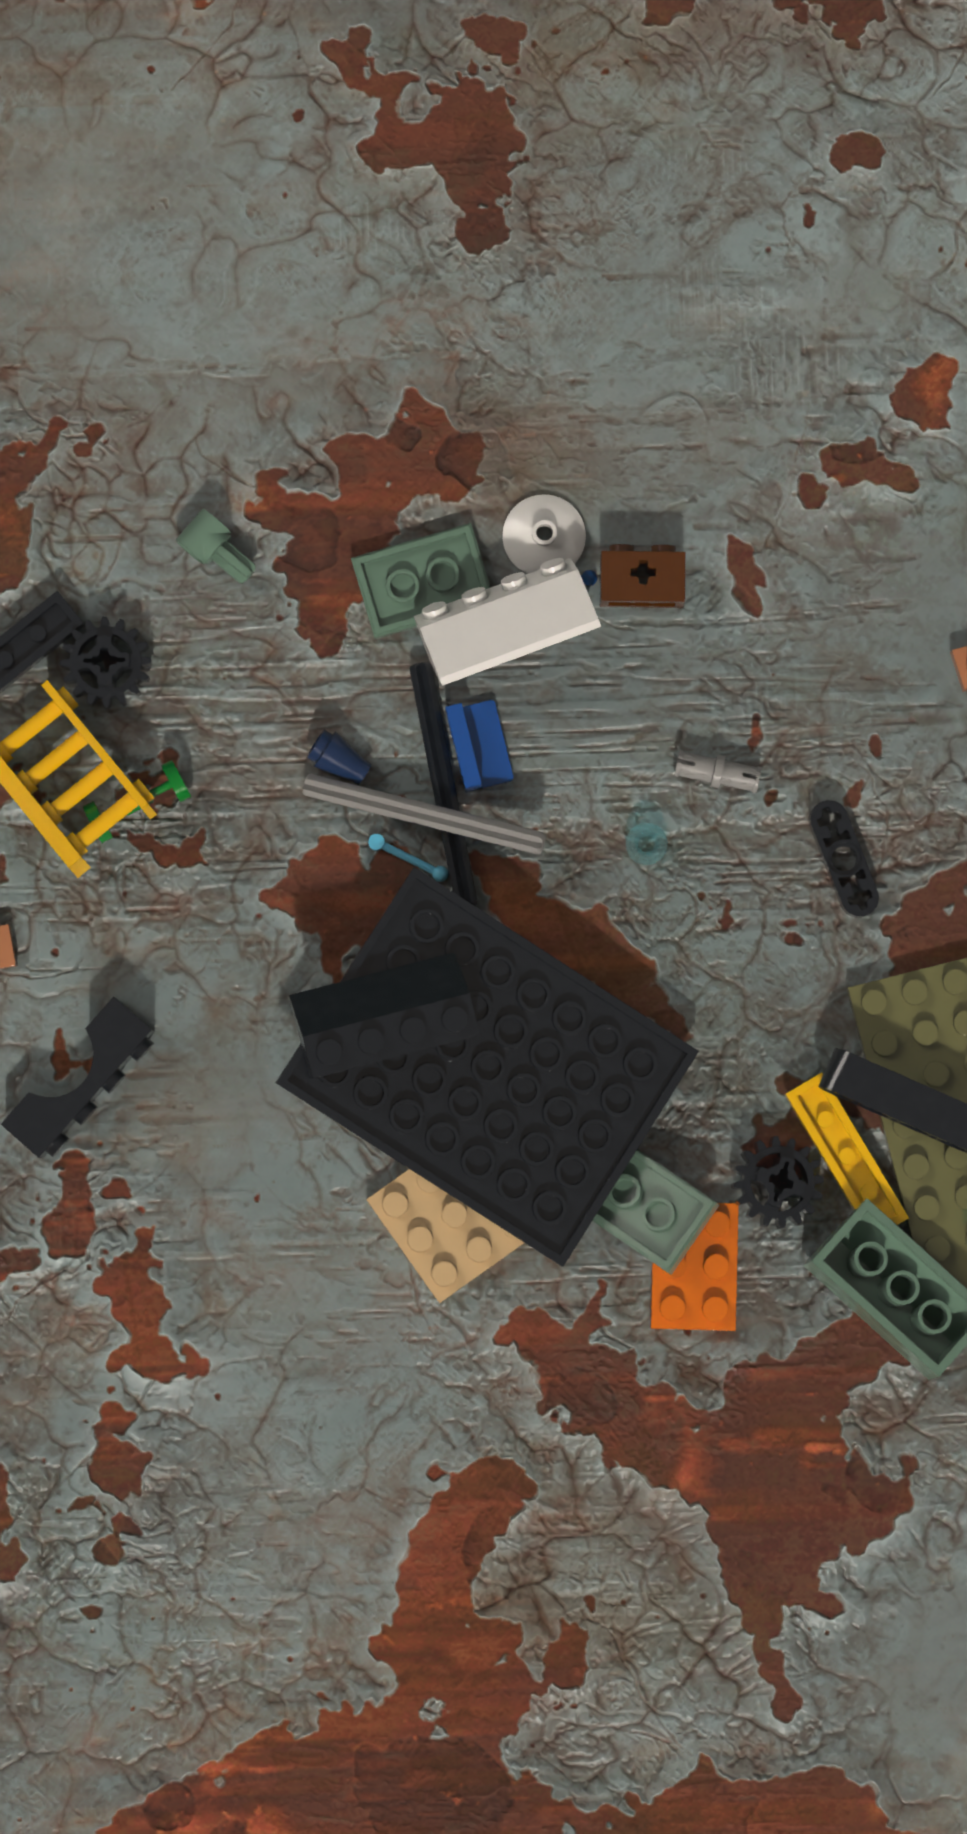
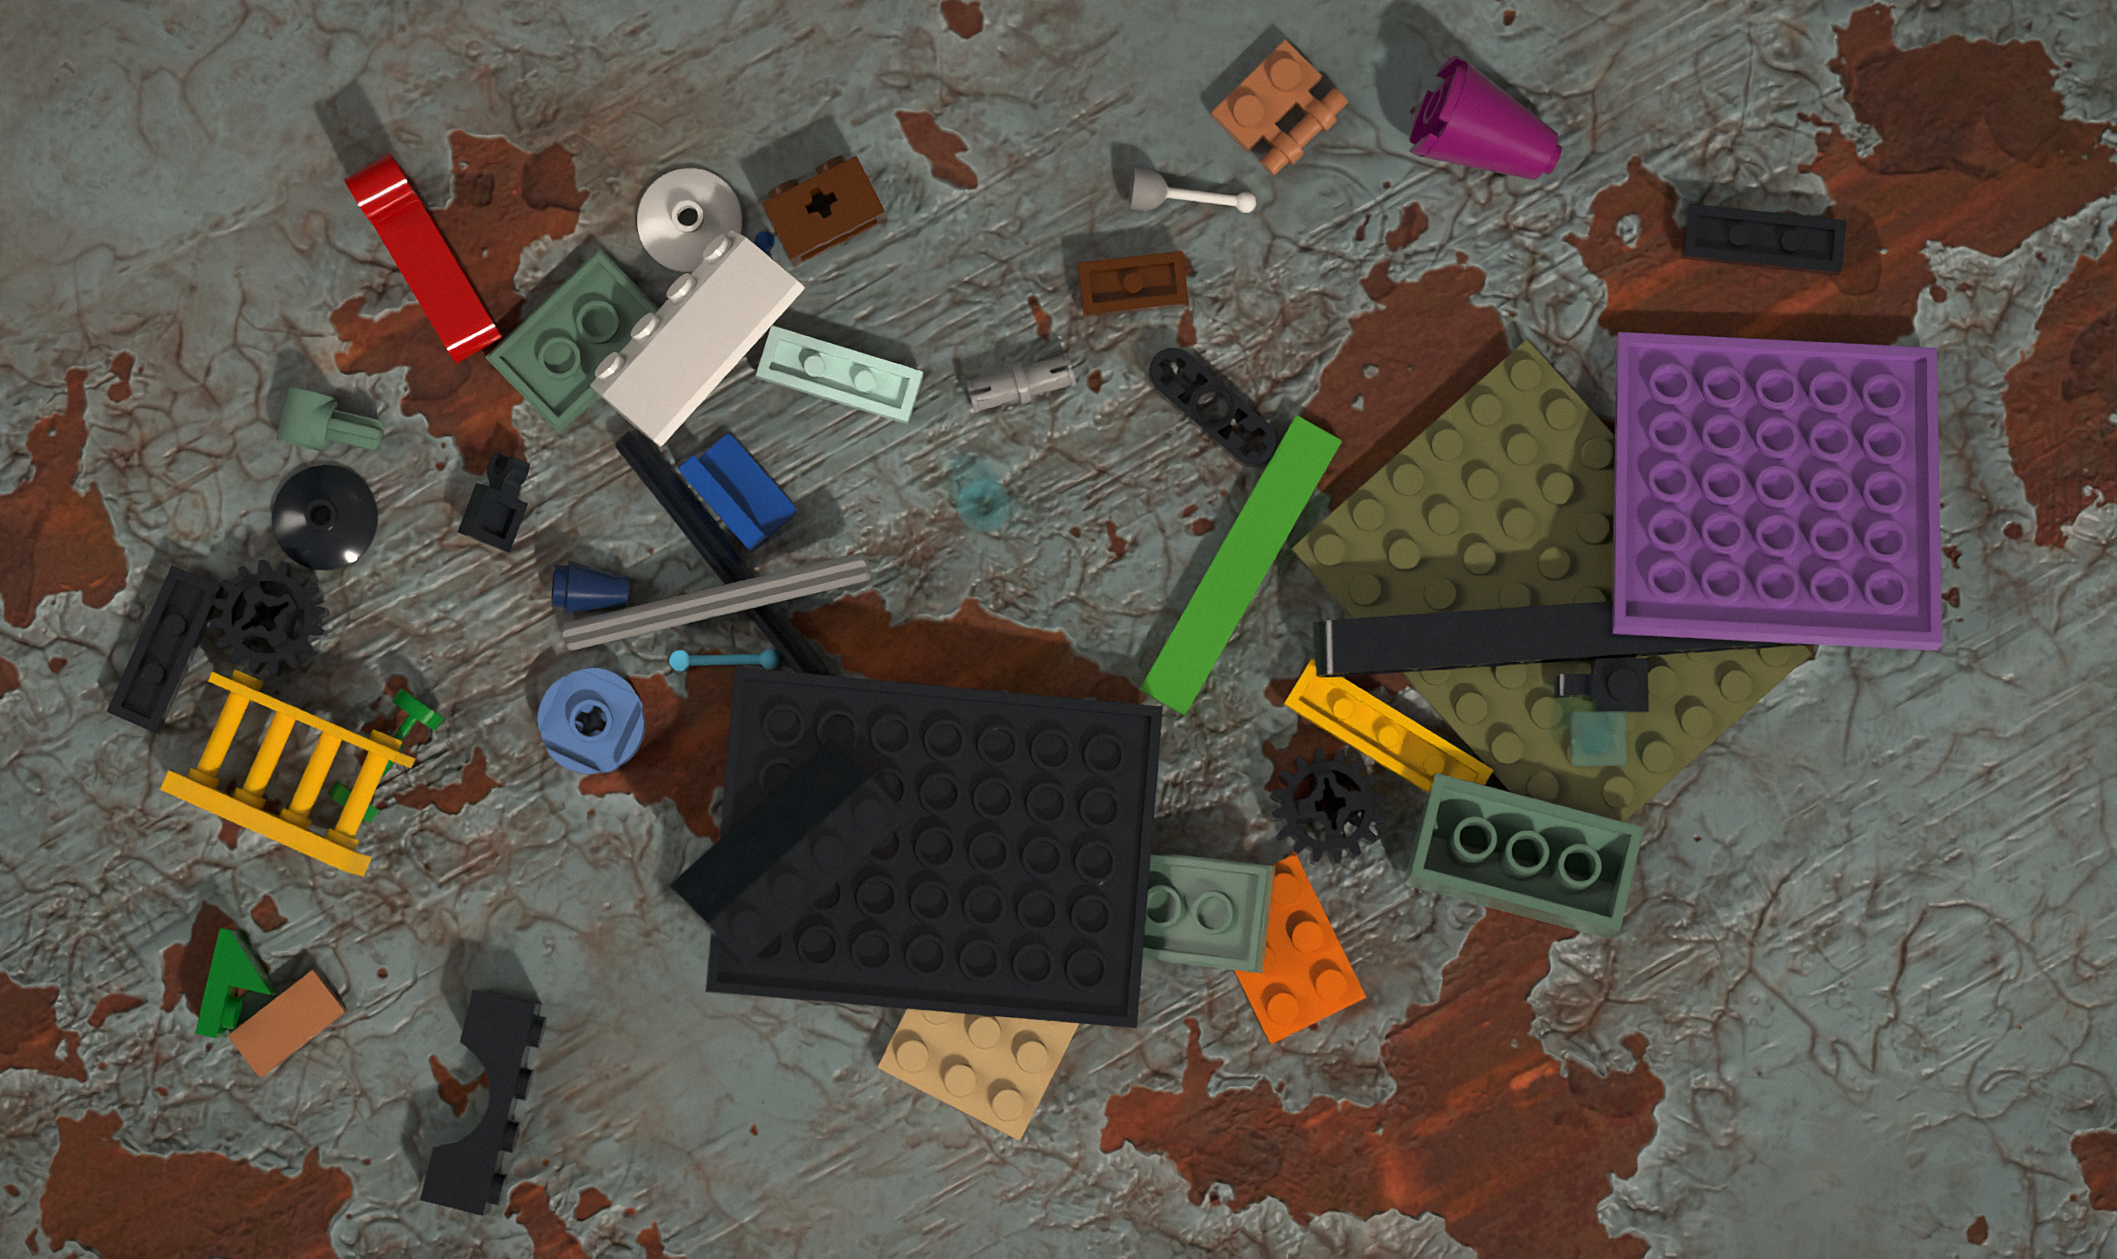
camera: 30 degrees left, 0 degrees up
(183, 633) = (348, 530): none -> black dish
(297, 828) = (581, 692): none -> medium blue plate
(301, 668) = (494, 509): none -> black plate
(344, 466) = (423, 257): none -> red beam
(593, 699) = (839, 374): none -> light aqua plate
(805, 980) = (1240, 565): none -> bright green tile
(833, 742) = (1133, 284): none -> reddish brown plate
(880, 682) = (1150, 190): none -> hinge

